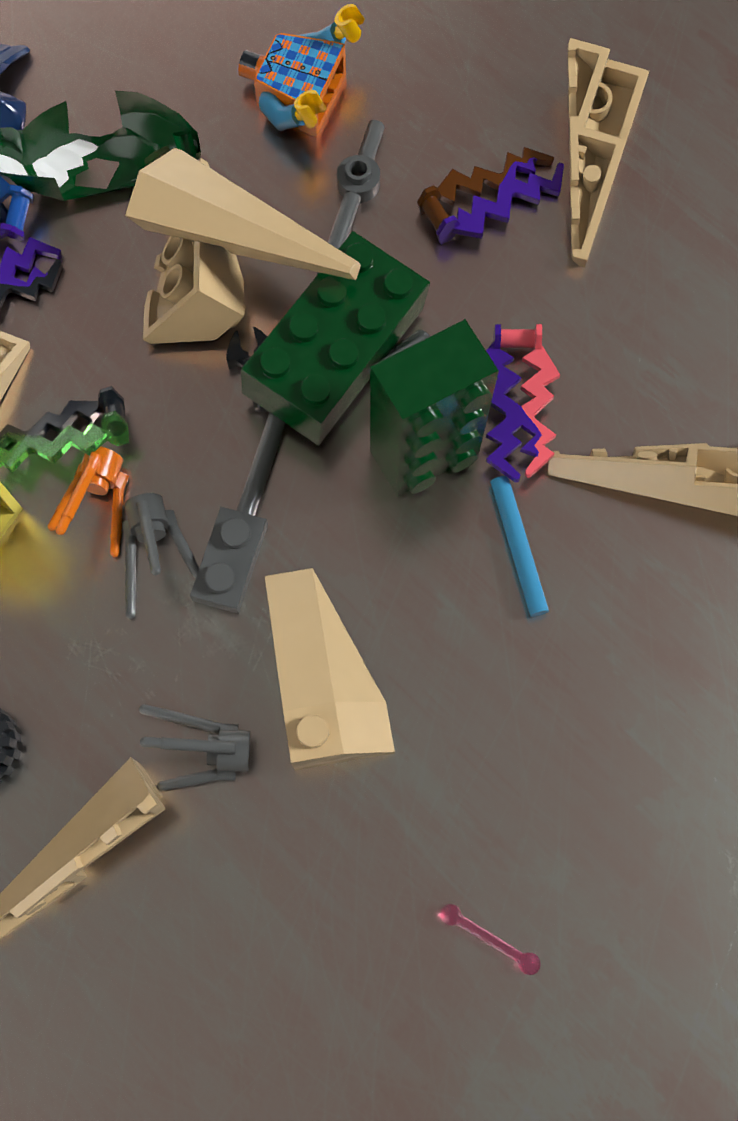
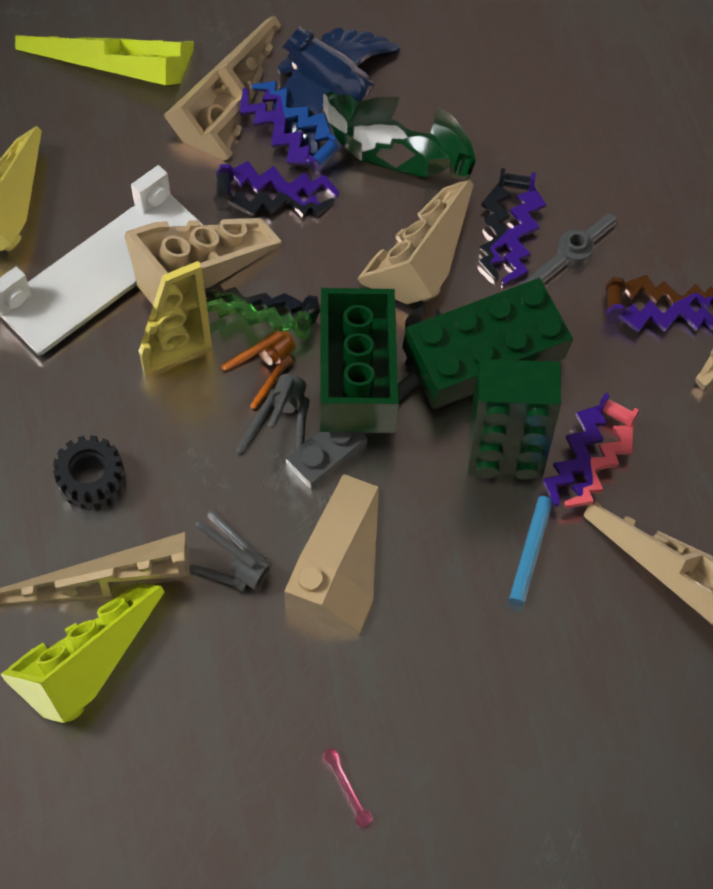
camera: 30 degrees right, 10 degrees down
(97, 998) = (73, 670): none -> neon yellow wedge
(196, 203) = (446, 207): tan wedge -> none
(207, 437) = (358, 360): none -> dark green brick
(282, 151) = (531, 202): none -> piece
(302, 73) = (578, 157): torso -> none

